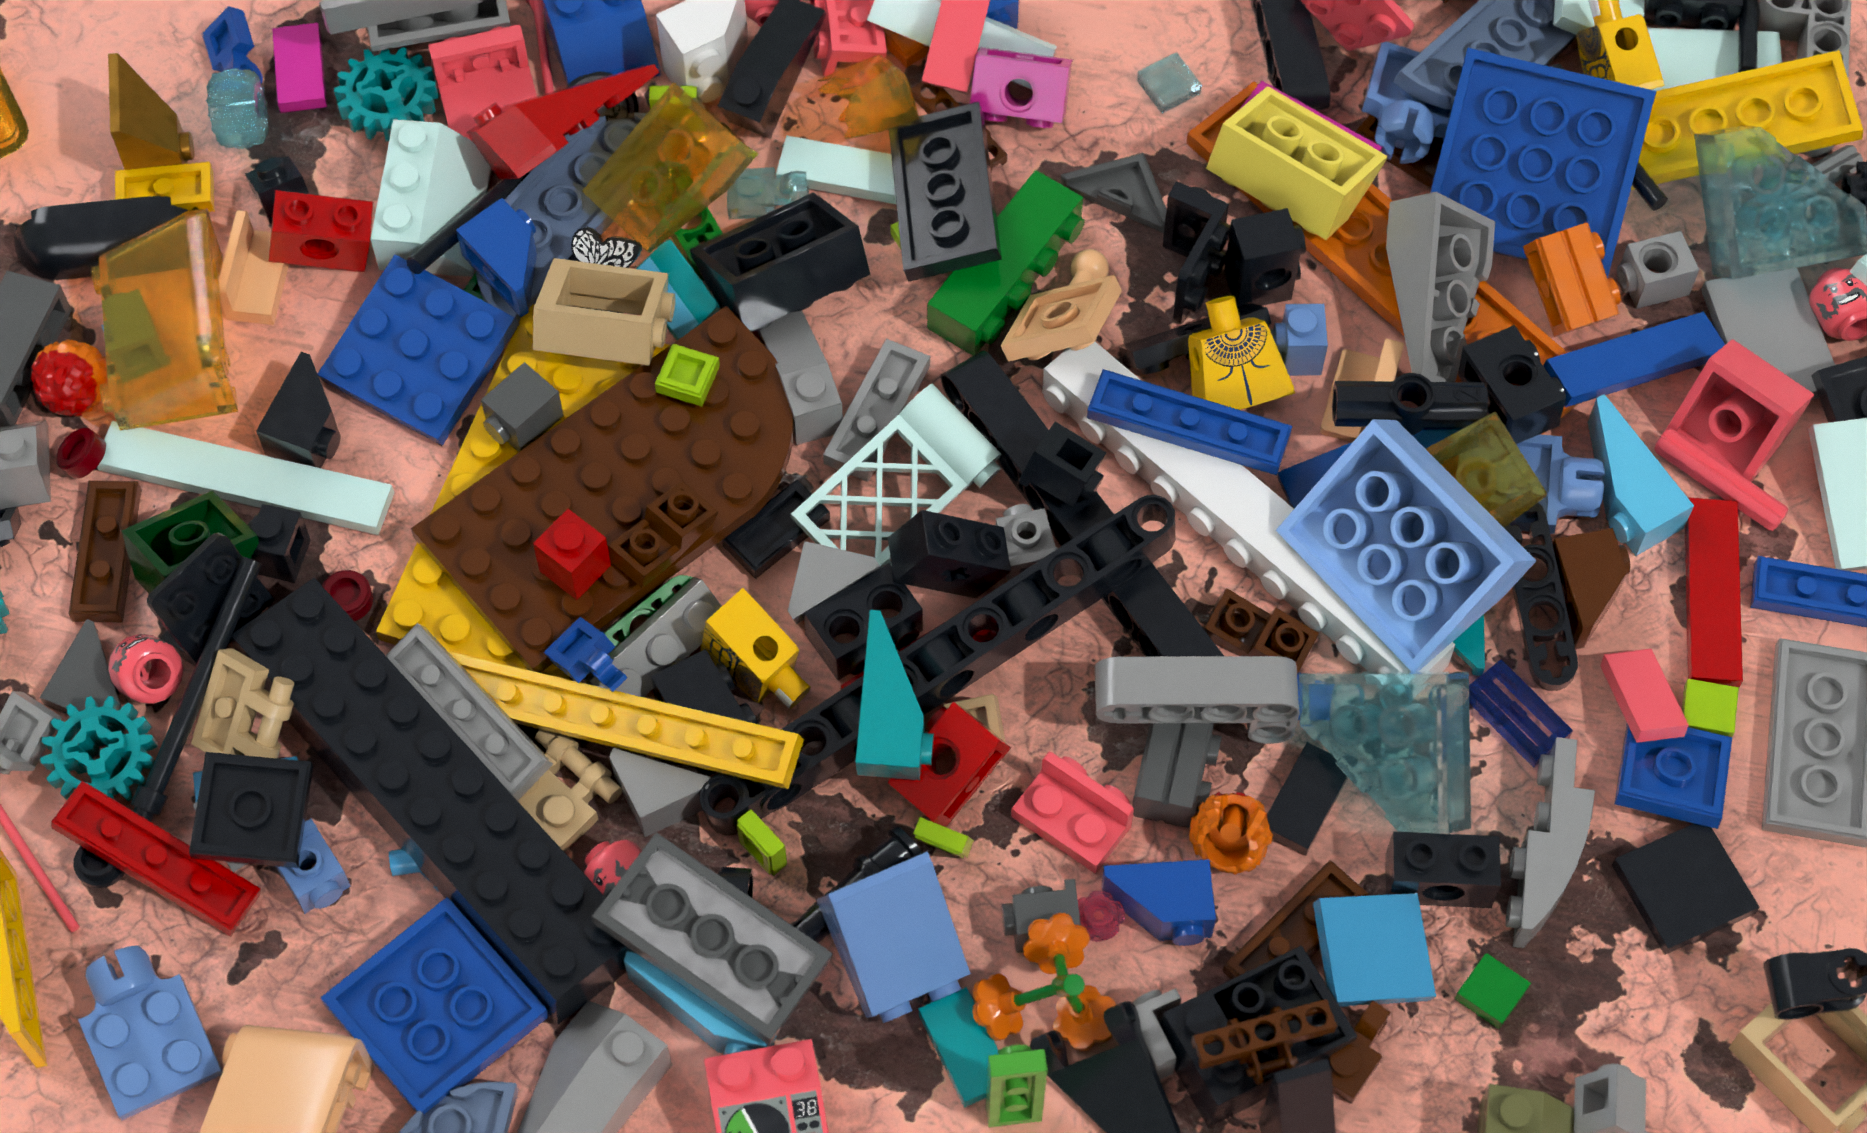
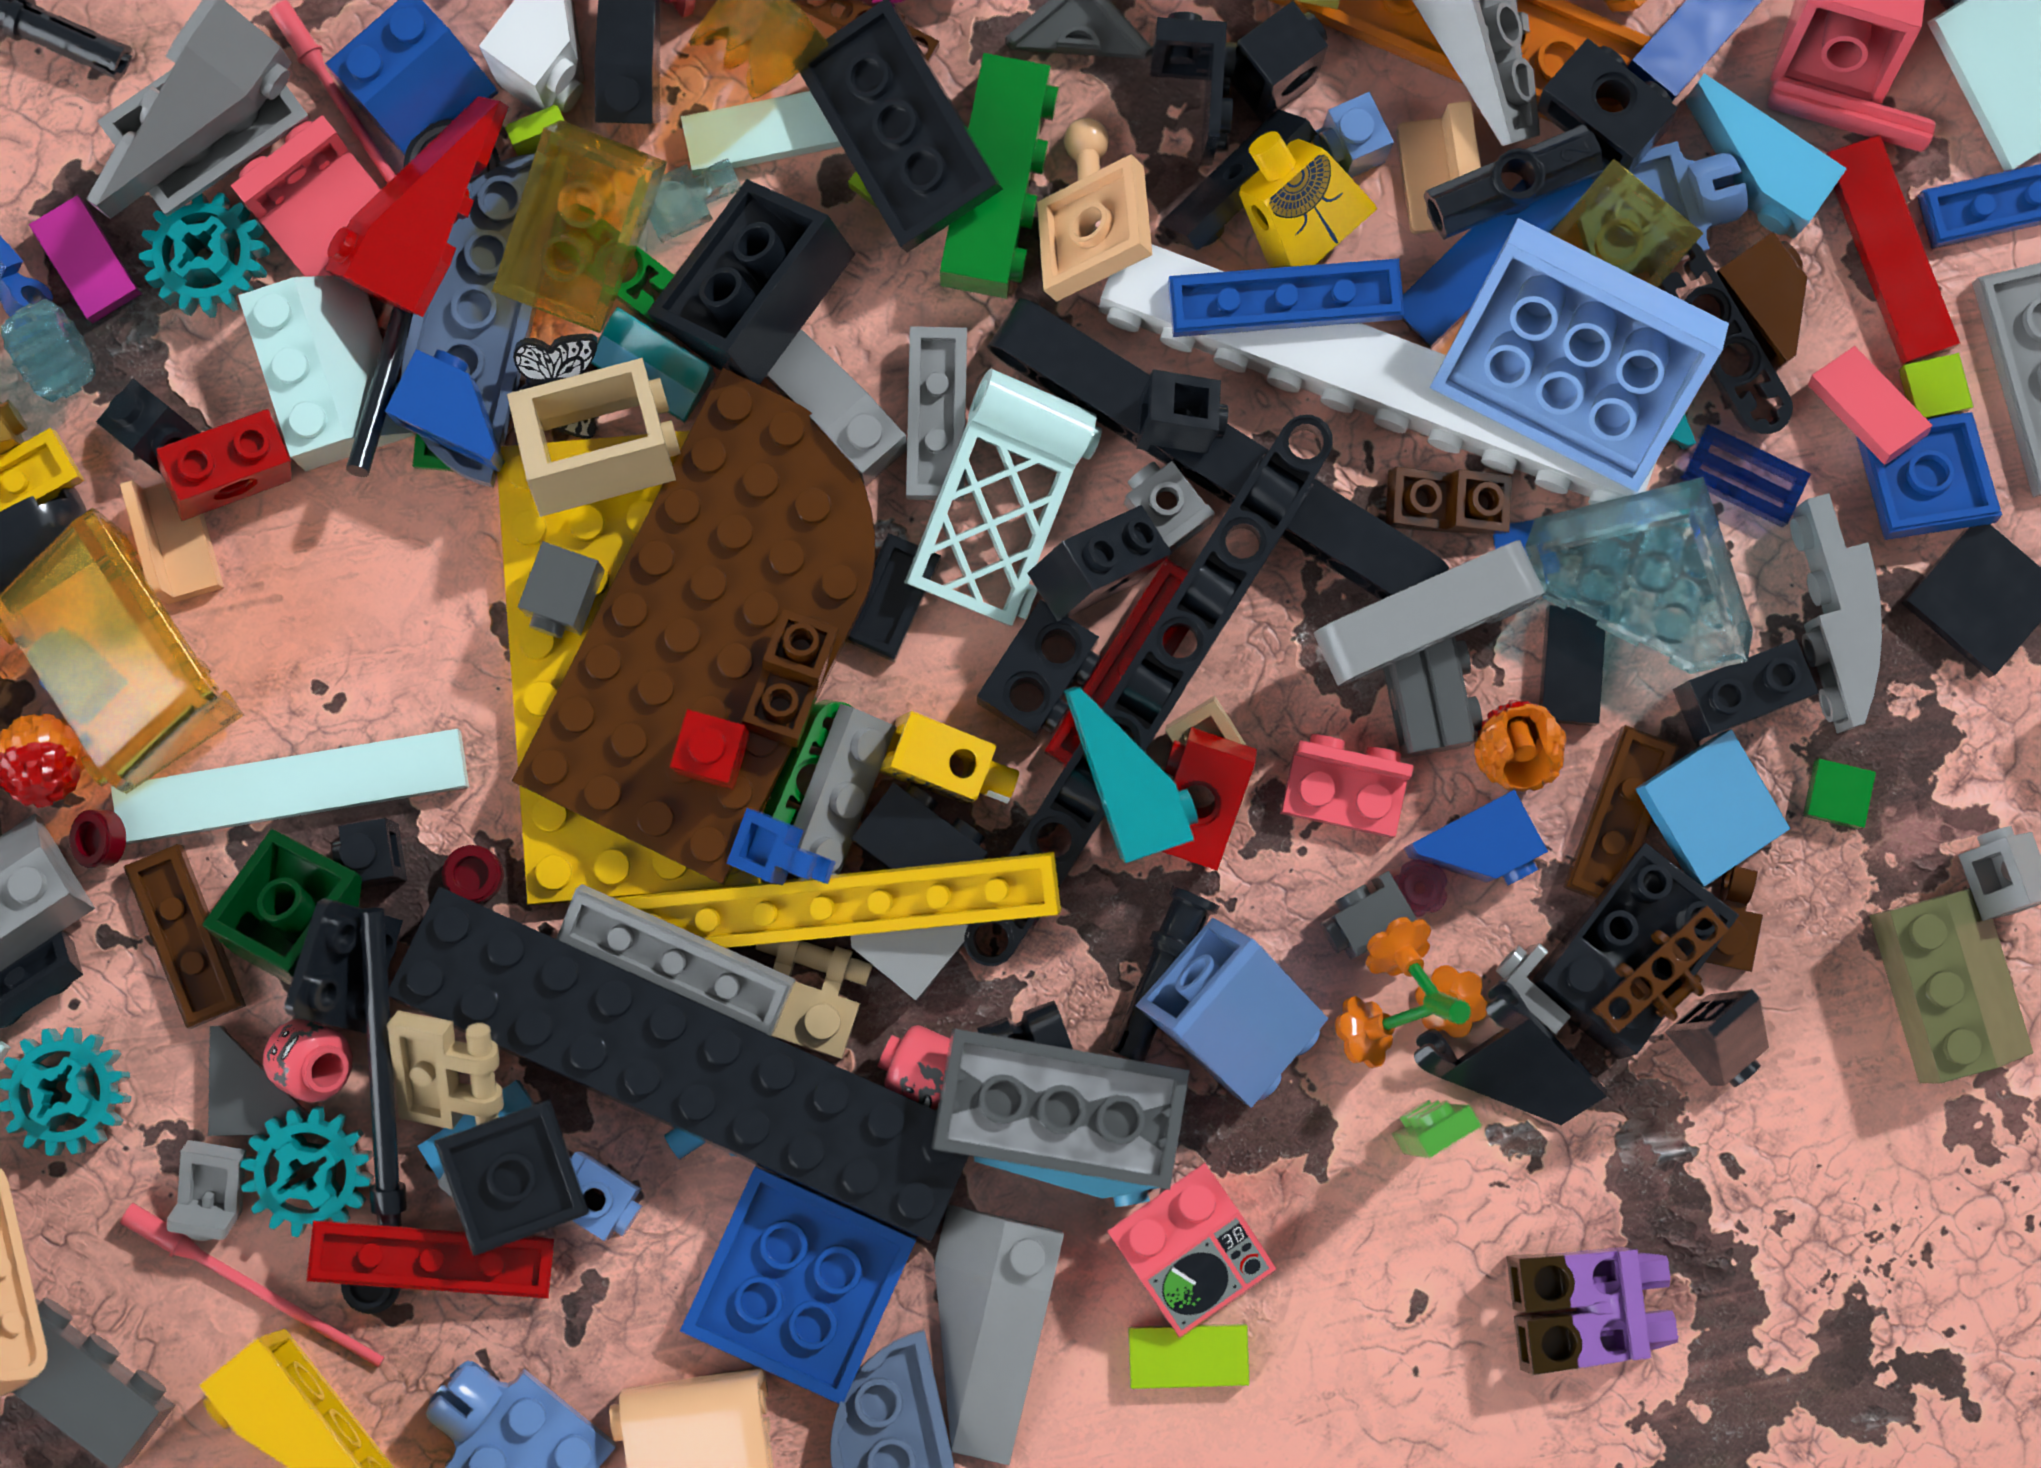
camera: 30 degrees left, 20 degrees up
(300, 419) = (320, 696): black slope -> none
(418, 350) = (404, 557): blue plate -> none
(687, 375) = (725, 476): lime tile -> none
(761, 843) = (1047, 964): lime tile -> none
(824, 573) = (979, 640): light grey slope -> none
(943, 838) = (1232, 878): lime tile -> none
(960, 1043) = (1349, 1089): teal tile -> none

